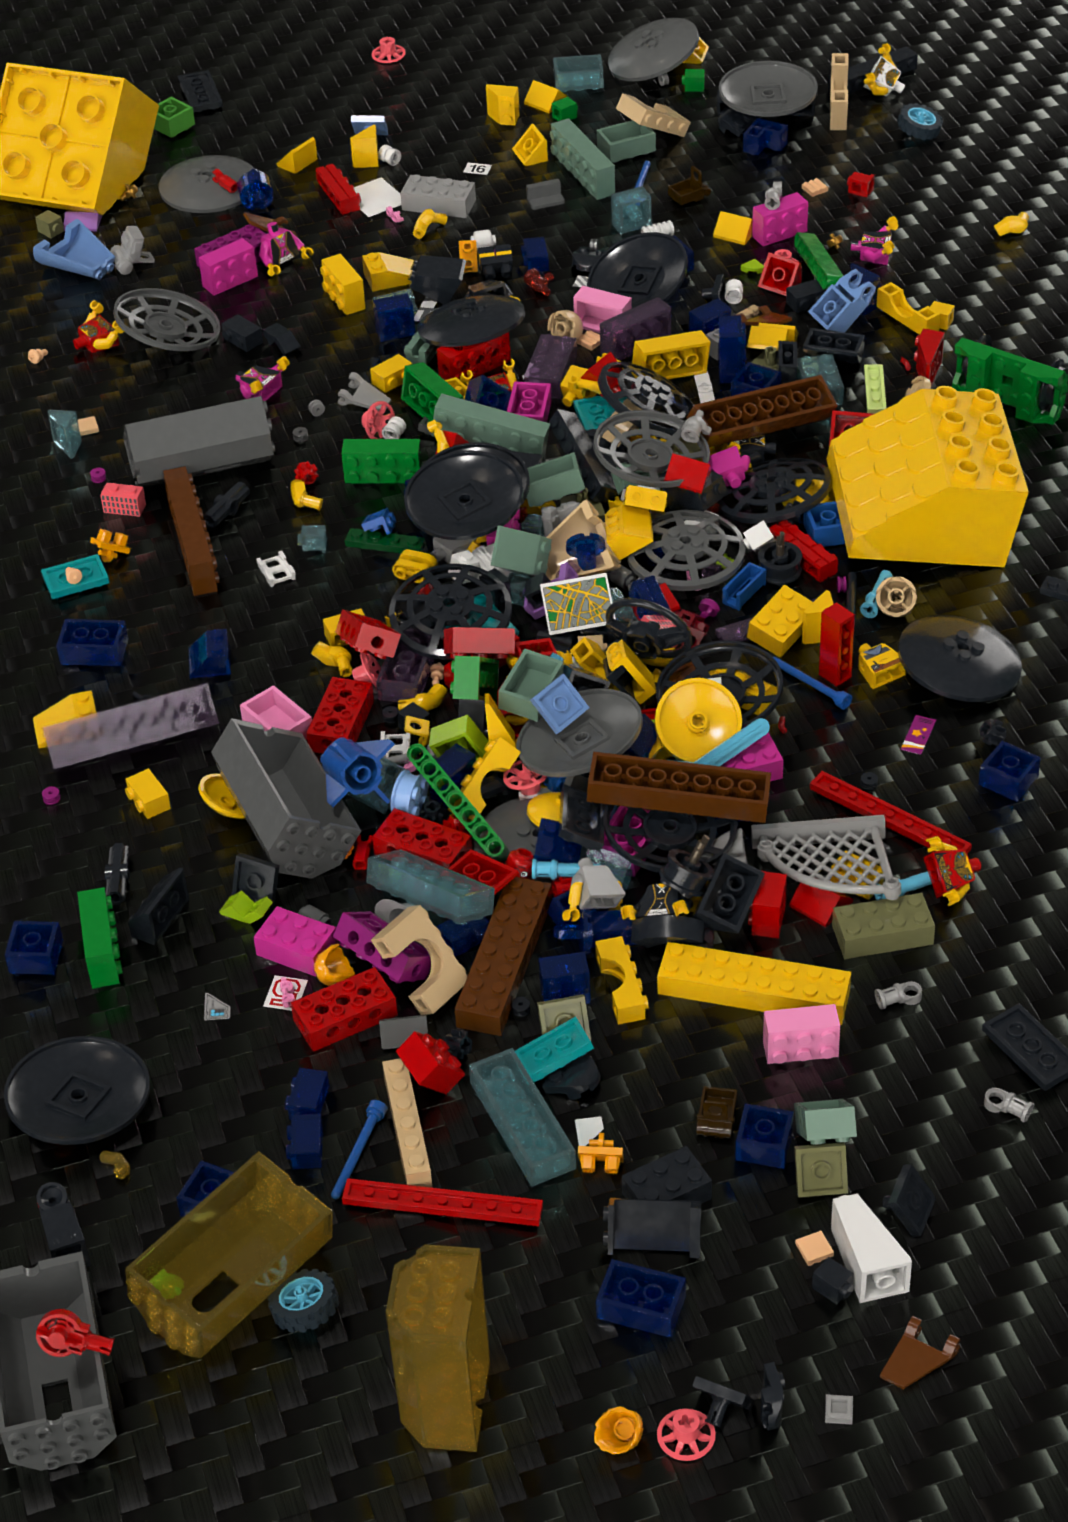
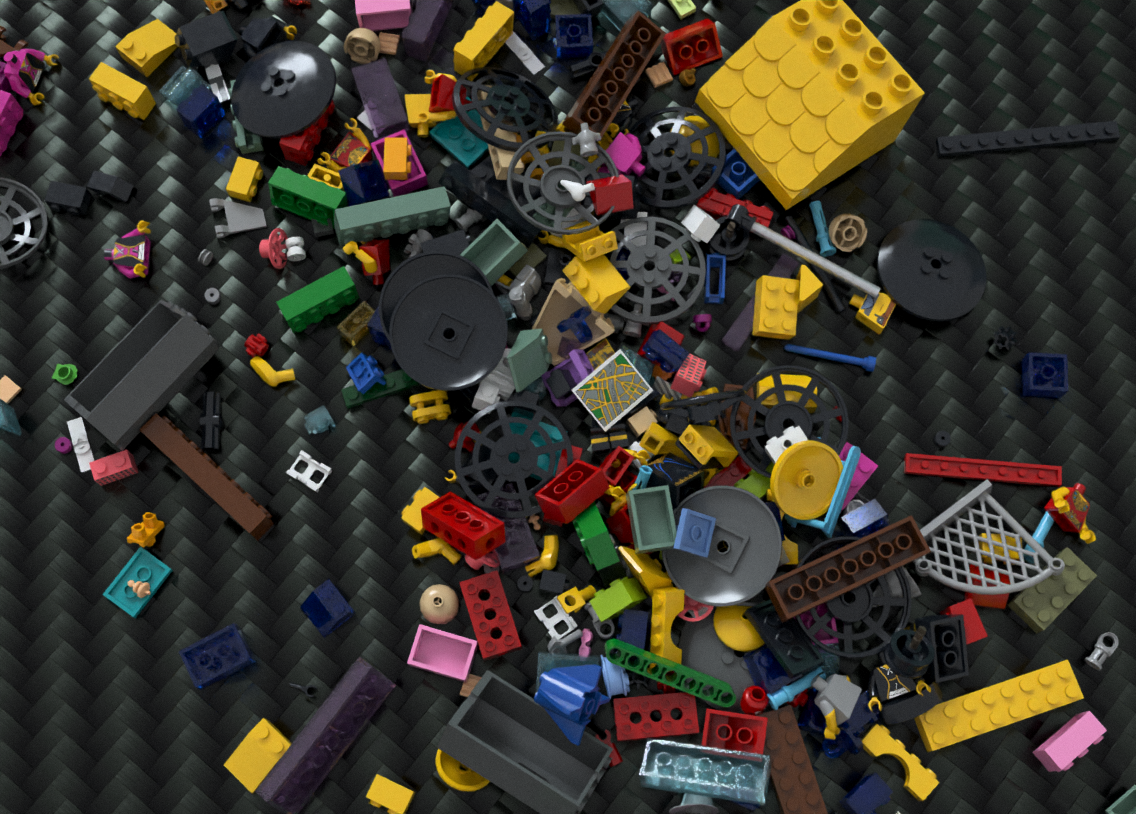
camera: 35 degrees left, 30 degrees up
(114, 477) = (80, 443): none -> white piece
(305, 691) = (445, 610): none -> tan cylinder
(393, 490) = (355, 325): none -> clear yellow brick
(525, 393) = (396, 158): none -> light orange brick
(657, 451) = (577, 190): none -> white animal
(695, 623) = (703, 345): dark red piece -> none
(799, 543) = (742, 220): none -> flat silver piece
(814, 442) = (659, 74): none -> light nougat piece
(836, 644) = (848, 323): red brick -> none
(918, 734) = (944, 365): magenta sticker -> none

